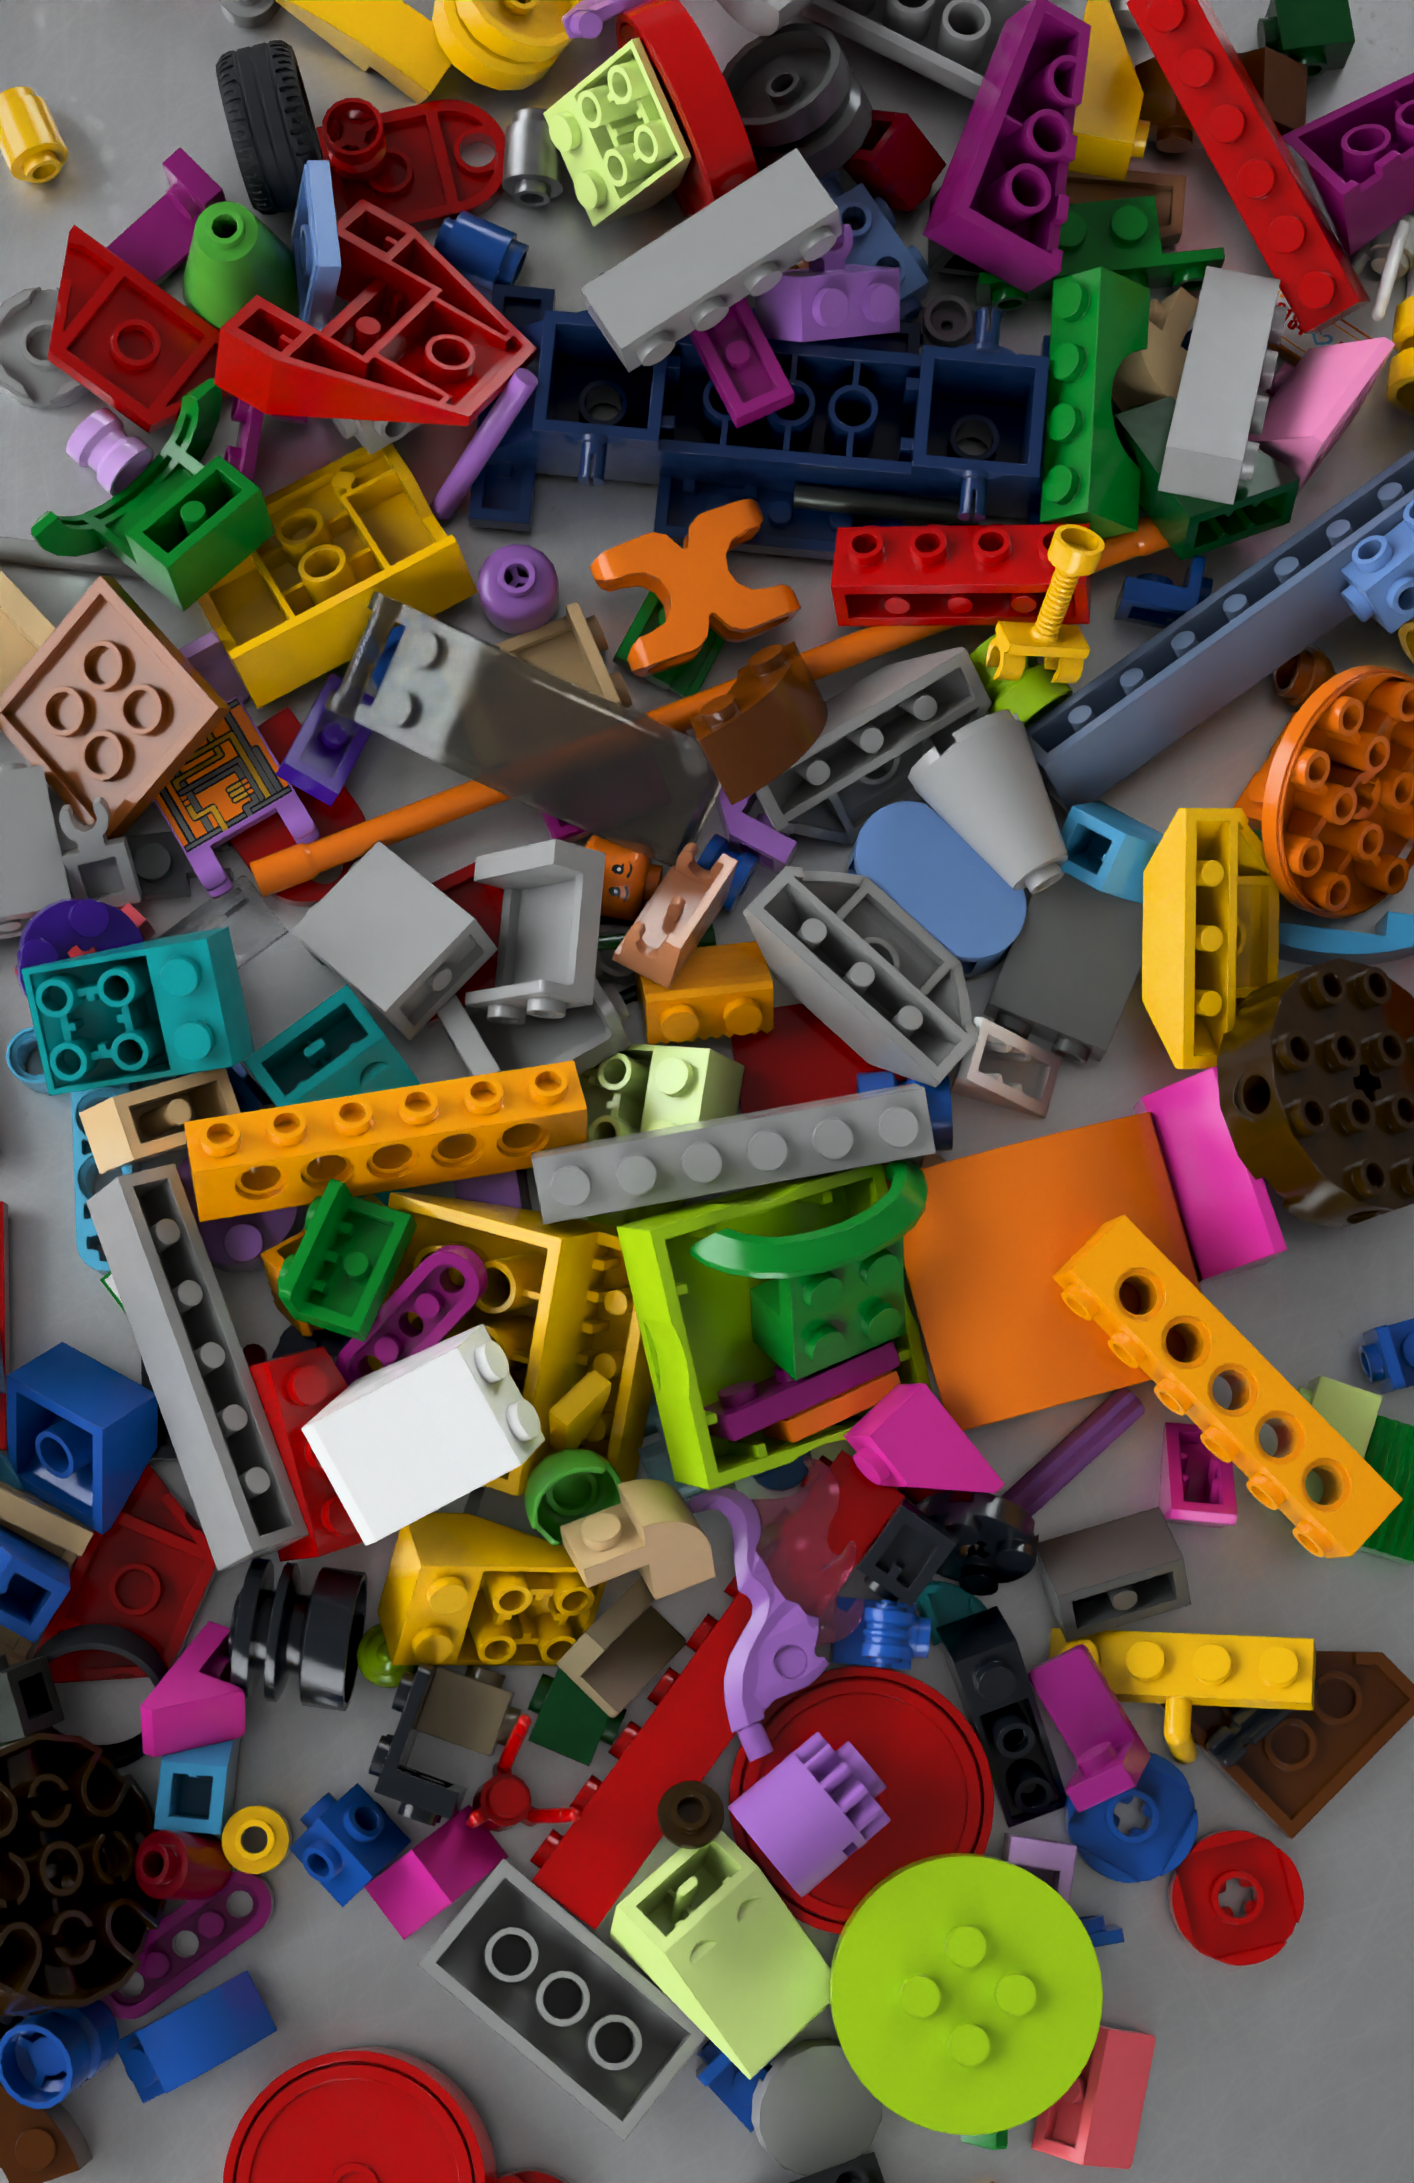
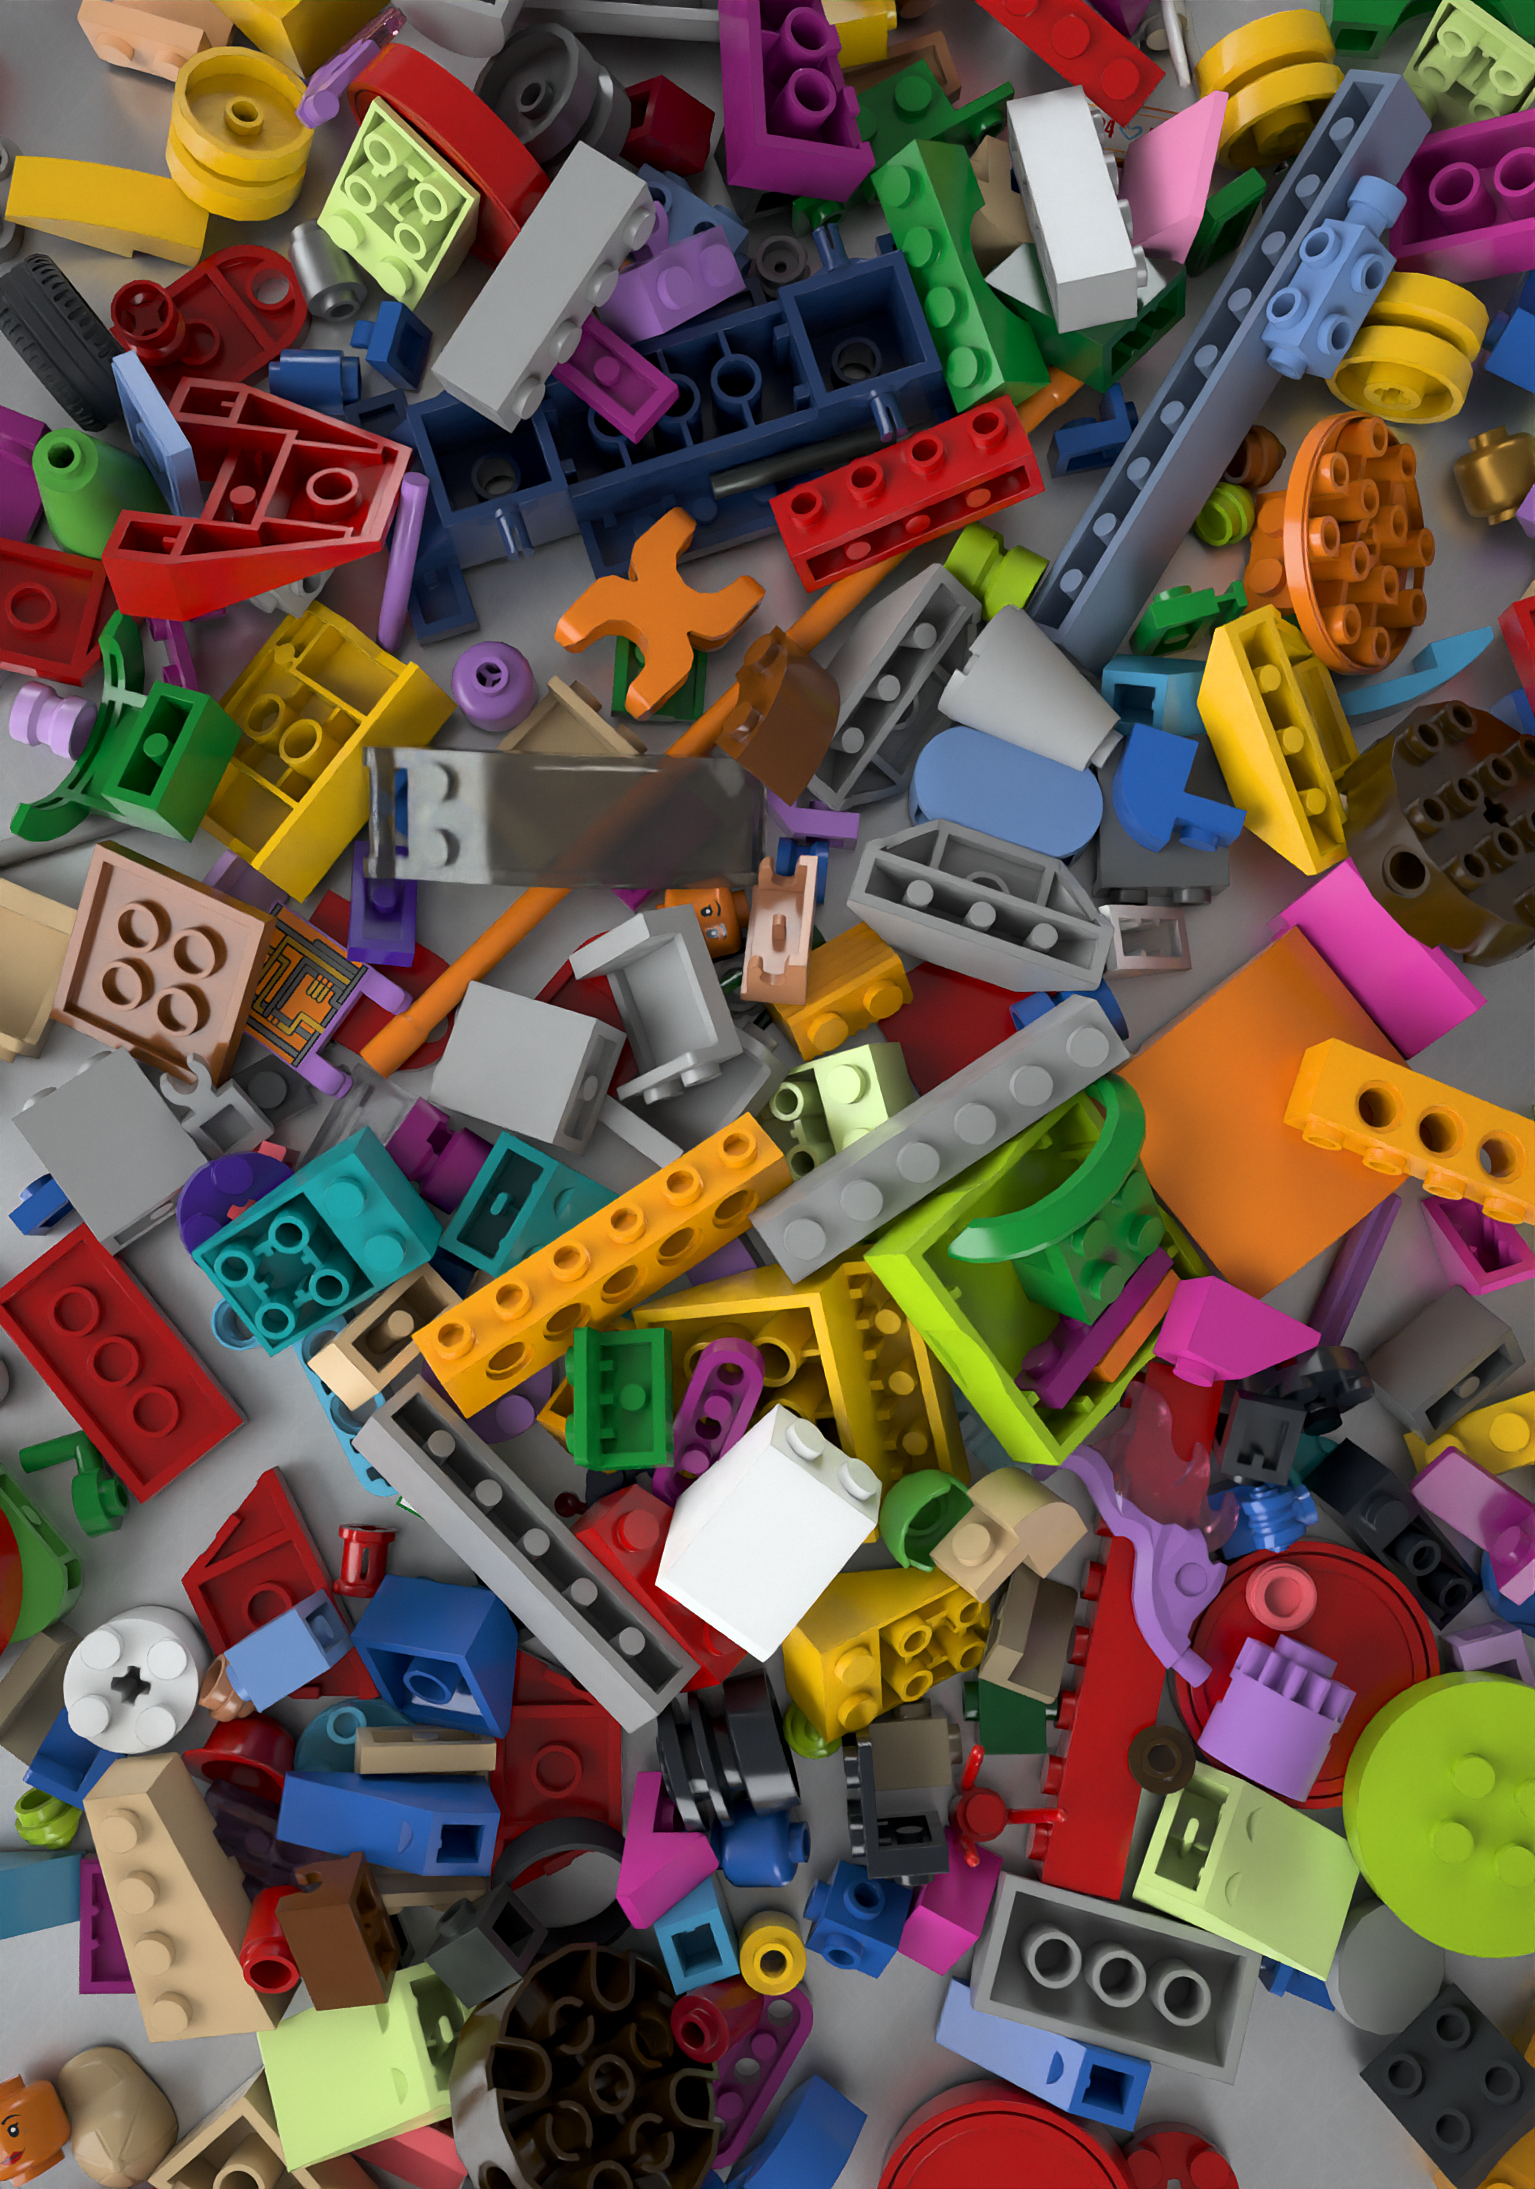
camera: 20 degrees left, 5 degrees up
(46, 1301) = (356, 1538): none -> red bush
(277, 983) = (437, 1156): none -> magenta wheel
(290, 1738) = (760, 1849): none -> blue head
(462, 2046) = (1051, 2066): none -> slope
(565, 248) = (394, 344): none -> blue tile
(578, 1411) = (897, 1437): yellow tile -> none
(867, 1714) = (1281, 1595): none -> coral tile
(1066, 938) = (1152, 798): none -> blue brick
(1074, 553) = (1015, 425): yellow bar -> none
(1162, 787) = (1182, 618): none -> green plate
(1256, 717) = (1226, 515): none -> lime plate
(1361, 454) = (1225, 221): none -> green tile

